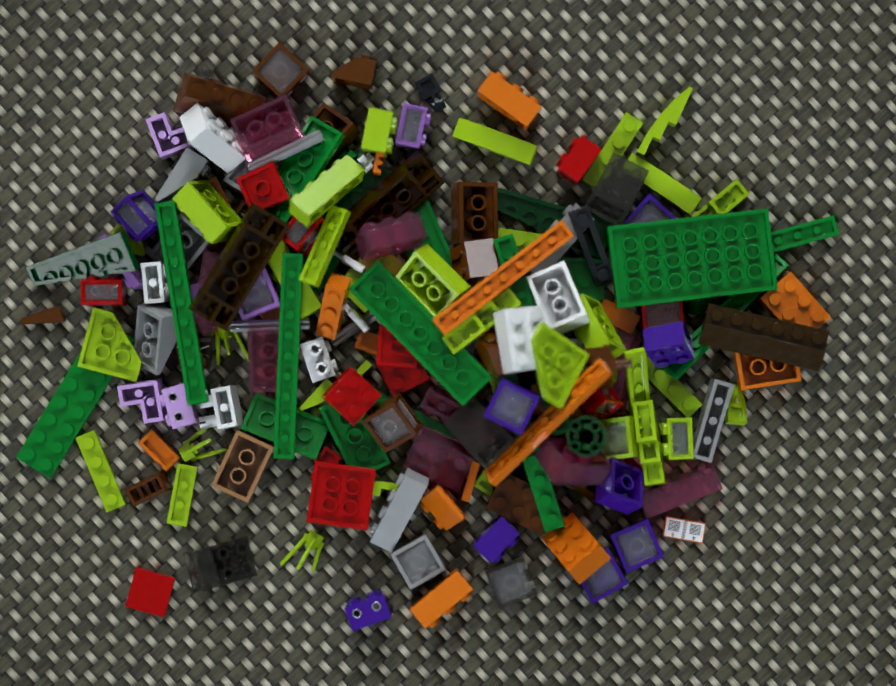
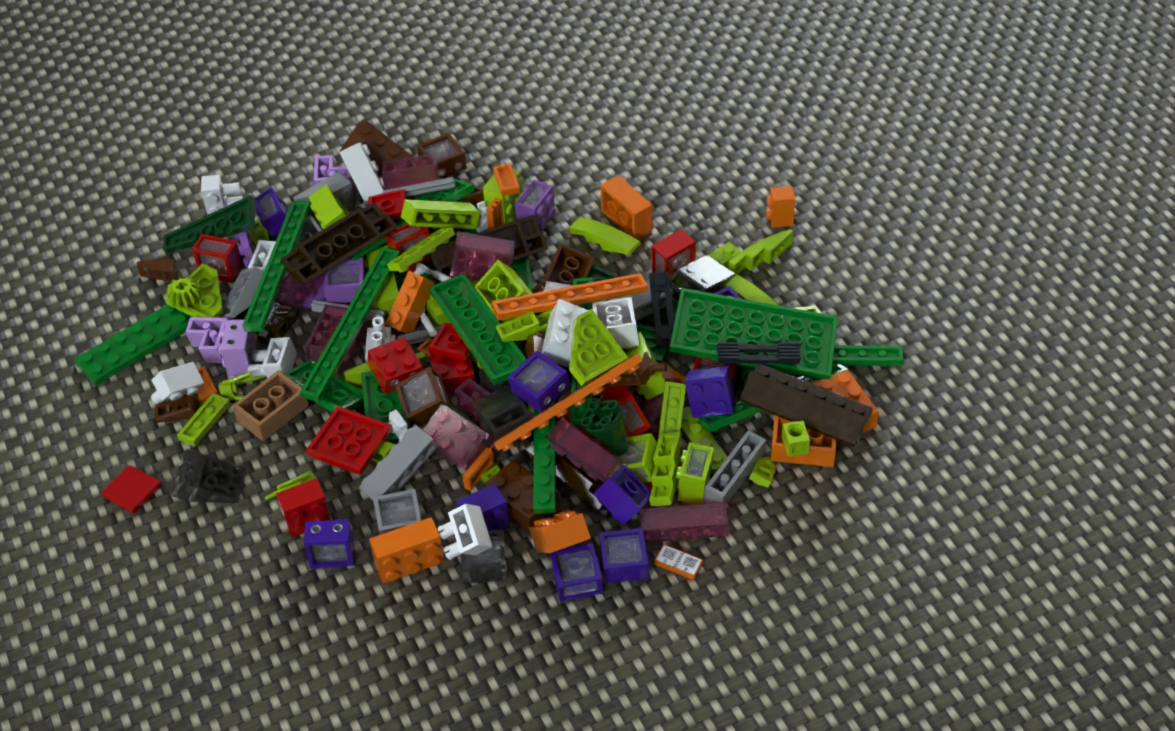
camera: 20 degrees right, 40 degrees down
(62, 204) = (214, 193): none -> white brick
(100, 471) = (141, 388): lime plate -> none
(104, 362) = (183, 292): none -> lime gear
(145, 475) = (176, 382): none -> white brick
(225, 335) = (306, 314): lime plant -> none
(328, 578) = (302, 505): none -> red piece
(357, 73) = (500, 156): reddish brown slope -> none
(378, 462) = (397, 424): none -> white plate
(383, 132) = (506, 179): none -> orange tile
(429, 88) = (563, 196): black plate -> none
(442, 508) = (442, 474): orange slope -> none
(499, 582) = (469, 530): none -> white brick
(672, 55) = (781, 207): none -> orange brick
(732, 281) = (787, 353): none -> black container
(772, 387) = (795, 438): none -> lime brick

